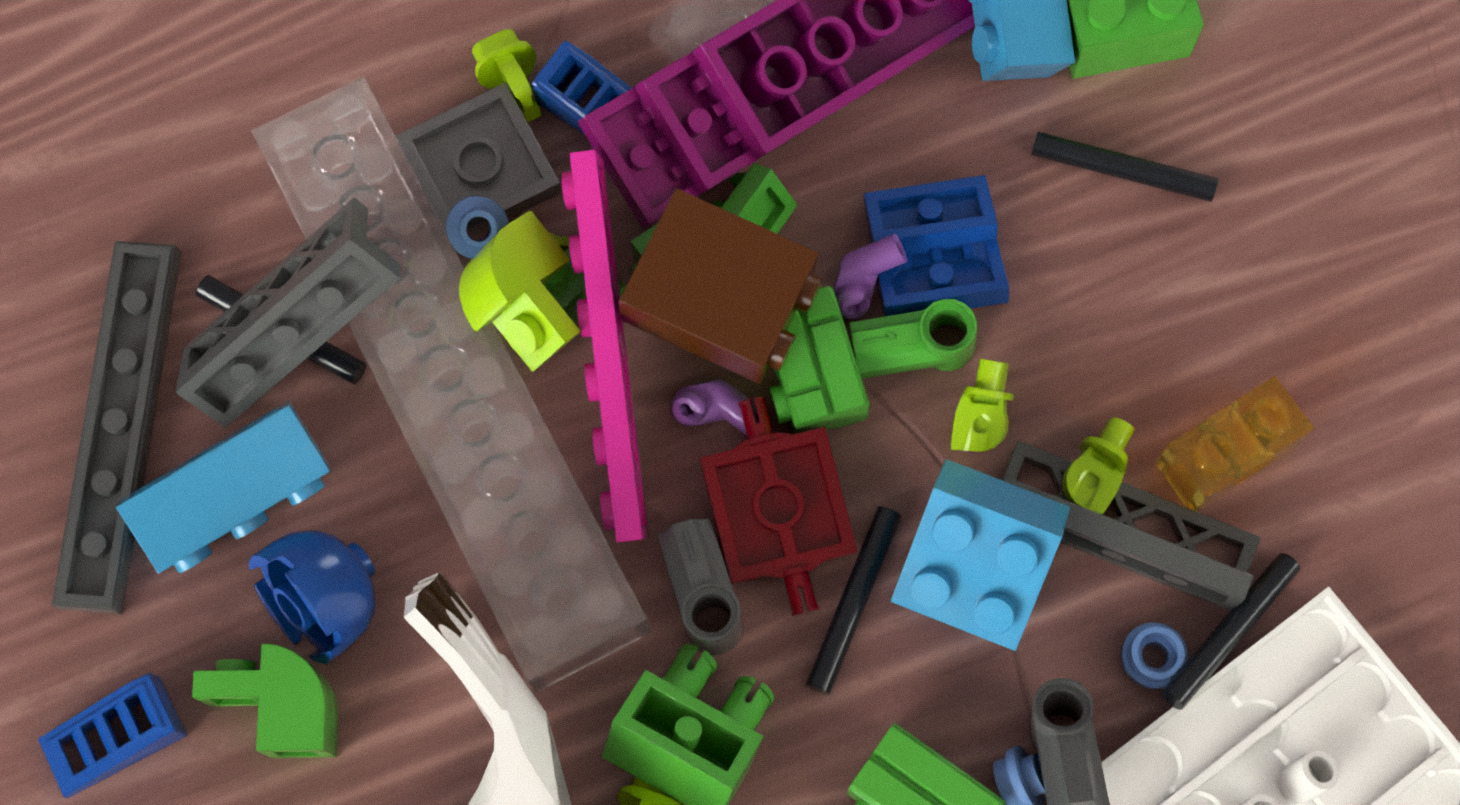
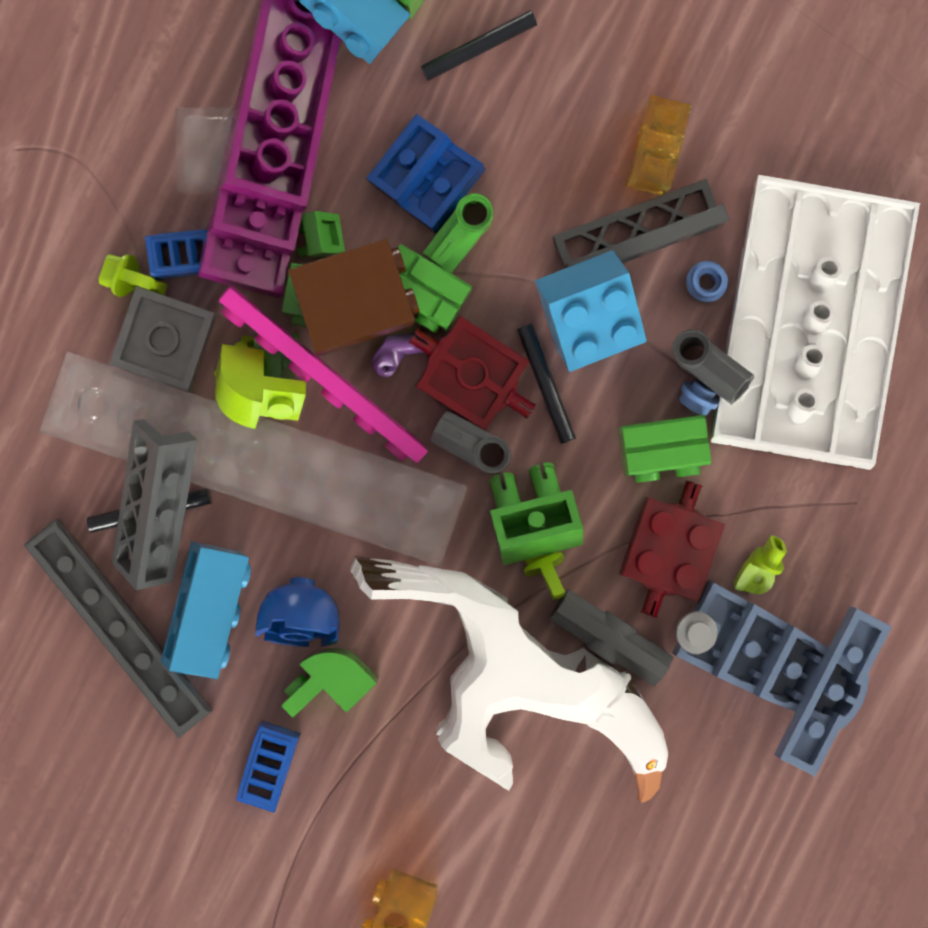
camera: 45 degrees left, 15 degrees up
(463, 212) = (187, 371): medium blue plate -> none
(859, 273) = (402, 221): medium lavender arm -> none
(982, 410) = (525, 238): lime piece -> none
(1099, 470) = (606, 218): lime piece -> none
(1230, 631) = (732, 238): black bar -> none

